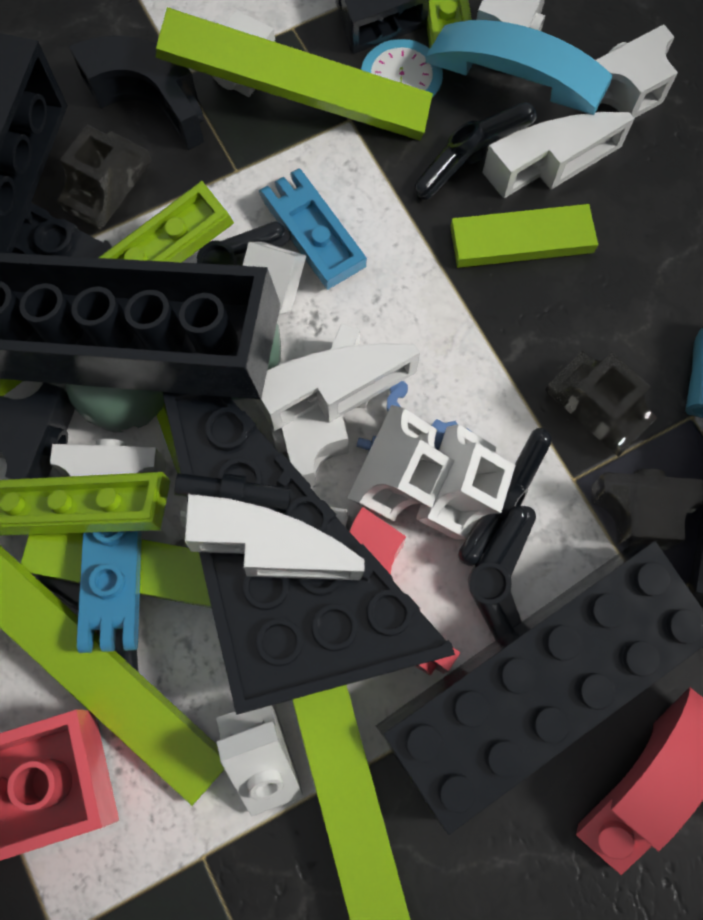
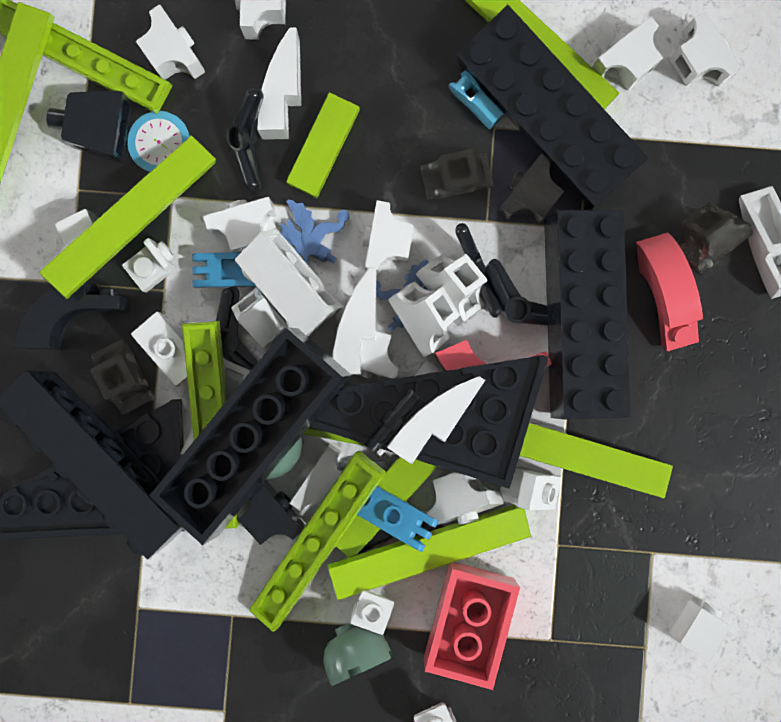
camera: 55 degrees left, 15 degrees up
(166, 180) = (164, 345): none -> white brick
(185, 666) = (461, 499): none -> white brick
(257, 137) = (150, 265): none -> white bracket
(332, 275) = (287, 282): none -> white brick
(371, 200) = (241, 221): none -> white brick
(401, 286) = (309, 241): none -> medium blue piece
(465, 367) = (387, 238): none -> white brick
(524, 53) = (208, 67): medium azure slope -> none

